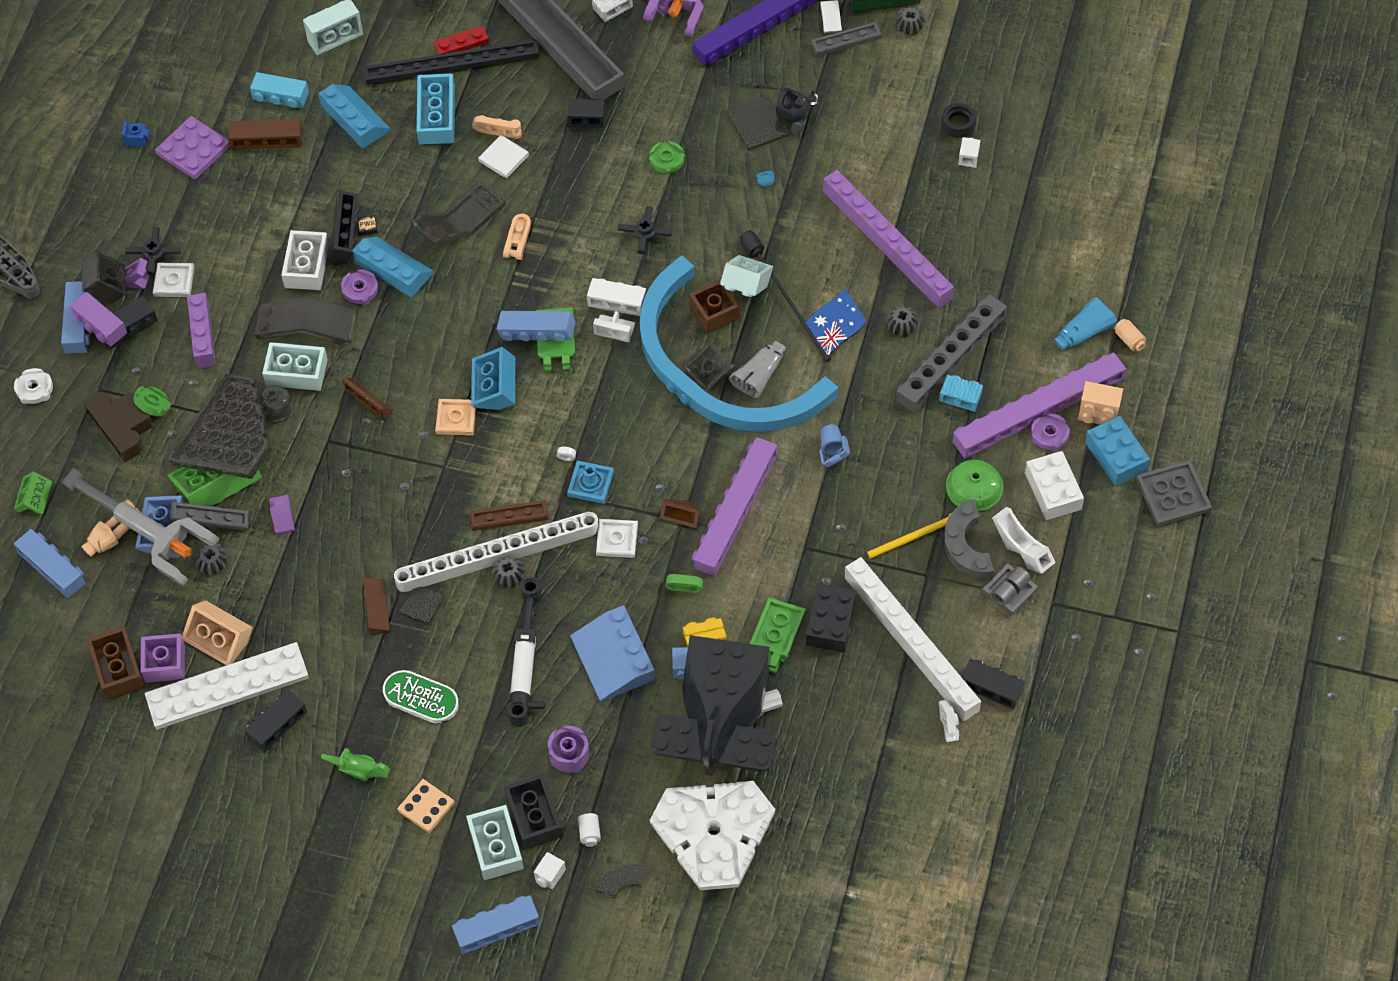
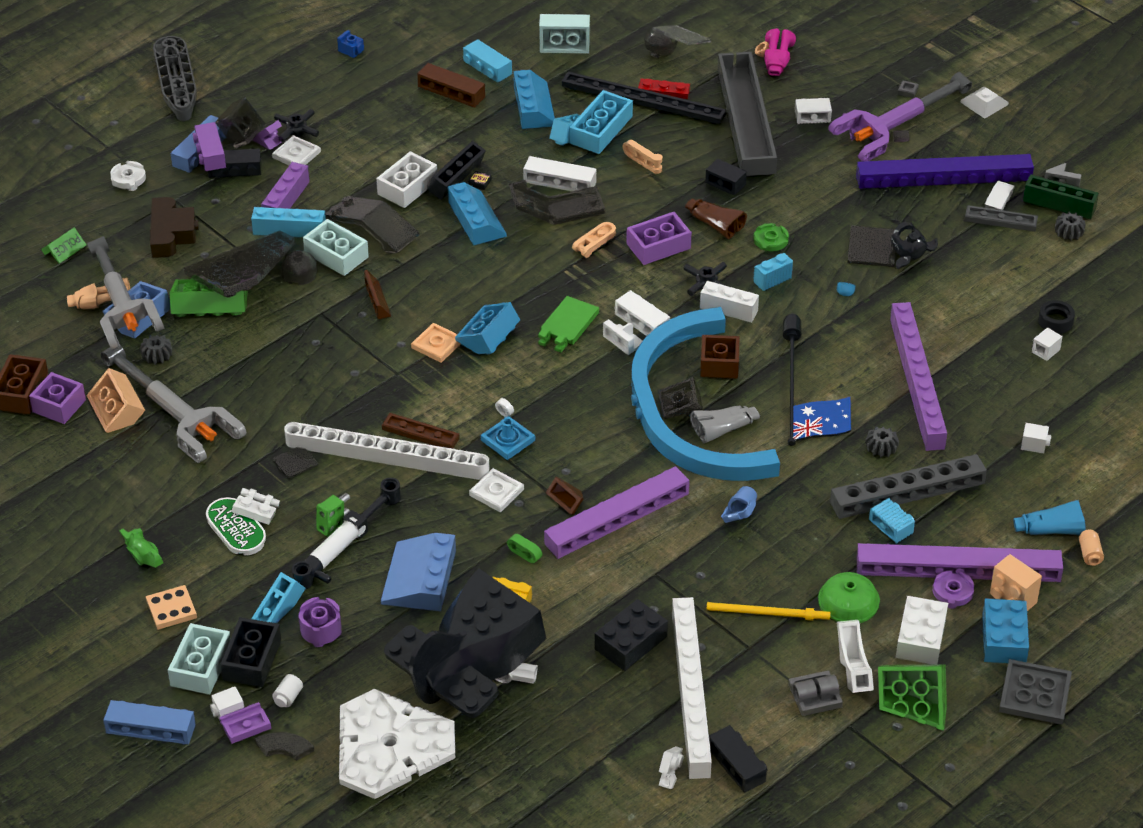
camera: 30 degrees right, 15 degrees down
(50, 563) = (33, 296): medium blue brick -> none
(151, 401) = (205, 222): bright green tile -> none
(193, 147) = (388, 72): medium lavender plate -> none
(210, 516) = (180, 318): dark grey tile -> none
(226, 685) = (92, 444): white plate -> none
(229, 361) = (290, 221): none -> medium azure brick
(275, 720) = (106, 485): black brick -> none
(281, 514) = (238, 345): medium lavender slope -> none
(301, 614) = (191, 421): none -> light grey piece
(363, 295) = (434, 226): medium lavender plate -> none
(376, 605) = (256, 443): reddish brown slope -> none
(408, 129) = (560, 128): none -> medium azure slope
(425, 673) = (253, 509): none -> white plate
(437, 185) = (558, 174): none -> white brick
(500, 641) = (331, 514): none -> bright green piece
(503, 156) = (631, 180): white tile -> none
(508, 571) = (382, 467): dark grey gear -> none
(516, 752) = (279, 599): none -> medium azure slope
(536, 325) = (554, 303): medium blue brick -> none
(575, 878) = (245, 722): none -> medium lavender plate
(576, 209) = (658, 238): none -> medium lavender brick
(612, 160) = (722, 219): none -> reddish brown piece
(685, 243) = (733, 301): none -> white brick
(697, 194) = (773, 271): none -> medium azure brick
(746, 275) = (762, 342): light aqua brick -> none
(778, 629) = (574, 624): bright green tile -> none
(958, 552) = (796, 621): dark grey brick -> none
(1020, 251) = (1035, 438): none -> white brick
(1086, 546) = (914, 692): none -> bright green wedge

